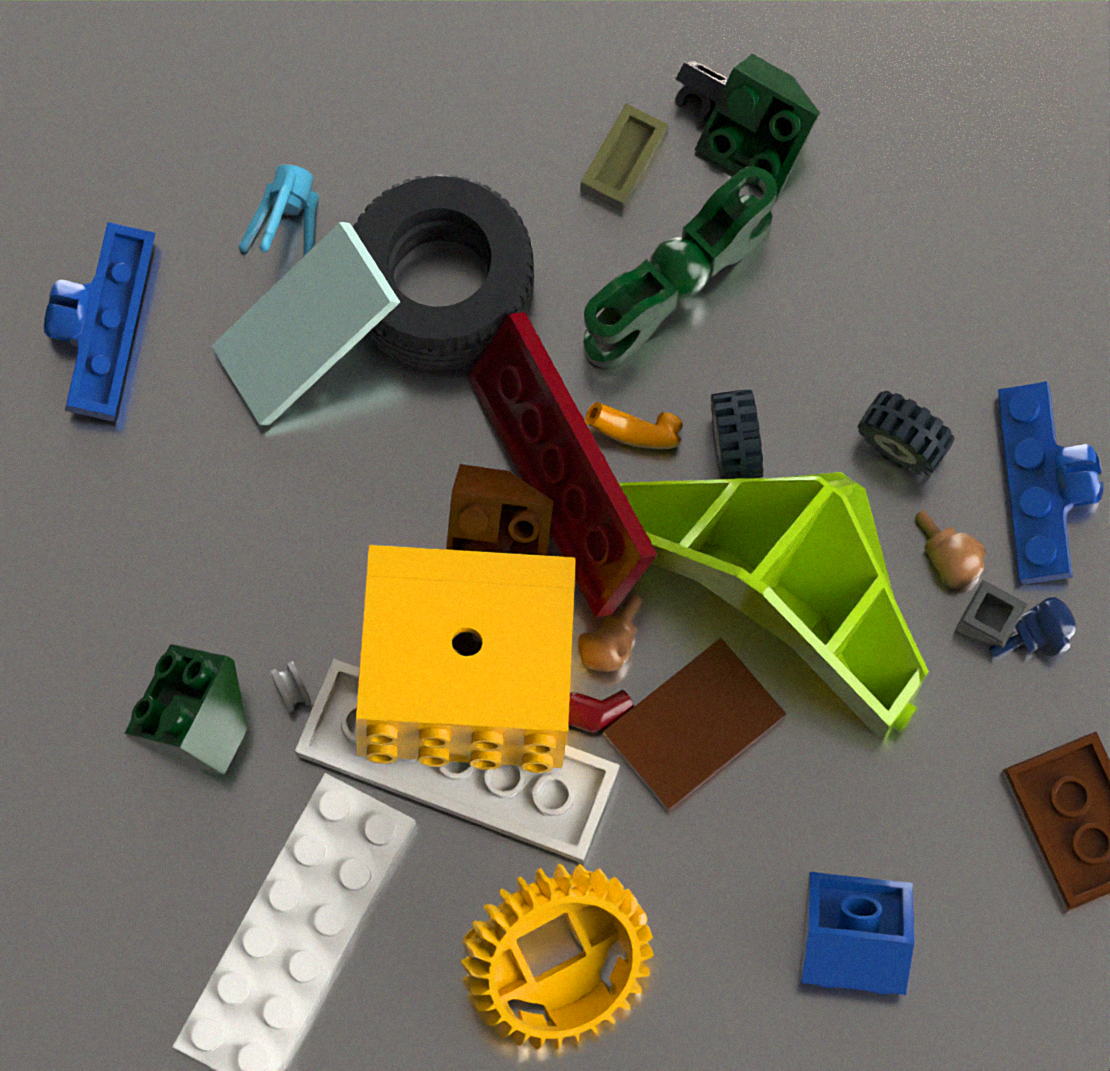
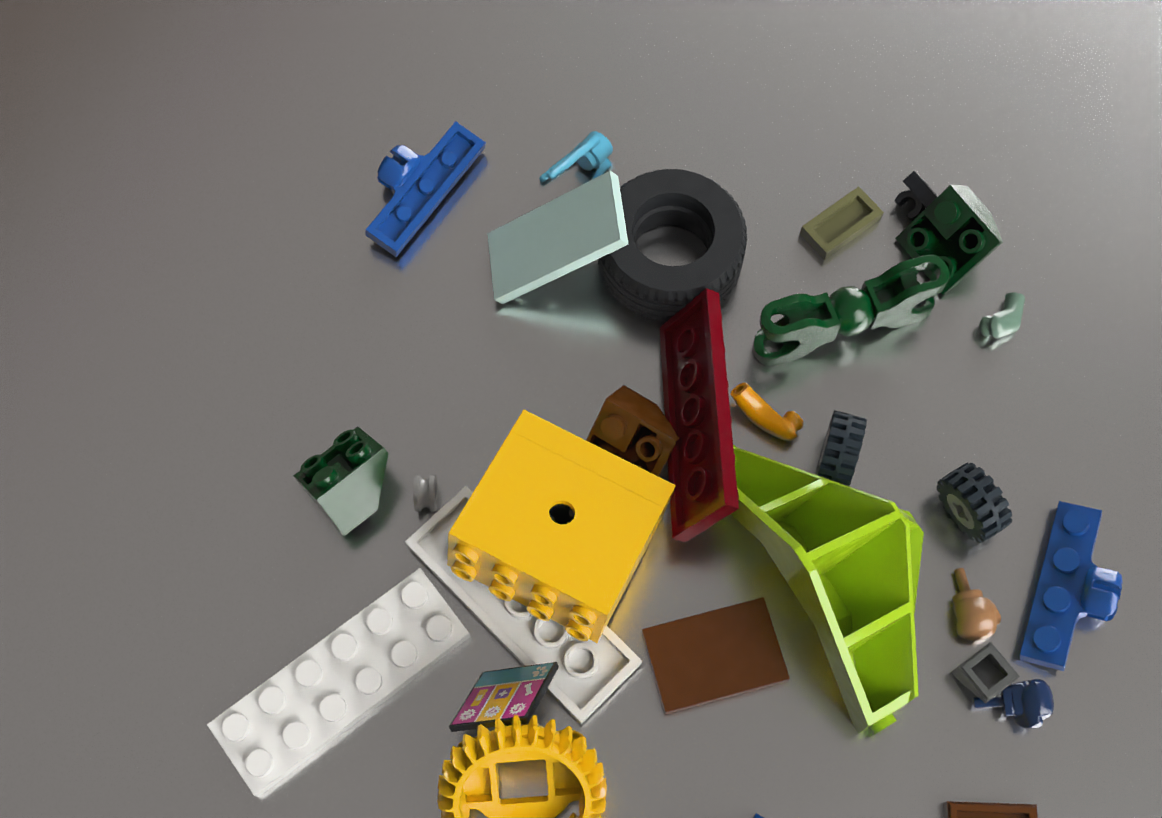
camera: 25 degrees right, 5 degrees down
(488, 865) = (503, 695): none -> piece
(596, 714) = (640, 612): dark red arm -> none
(612, 642) = (678, 565): medium nougat piece -> none
(860, 201) = (1006, 321): none -> sand green arm

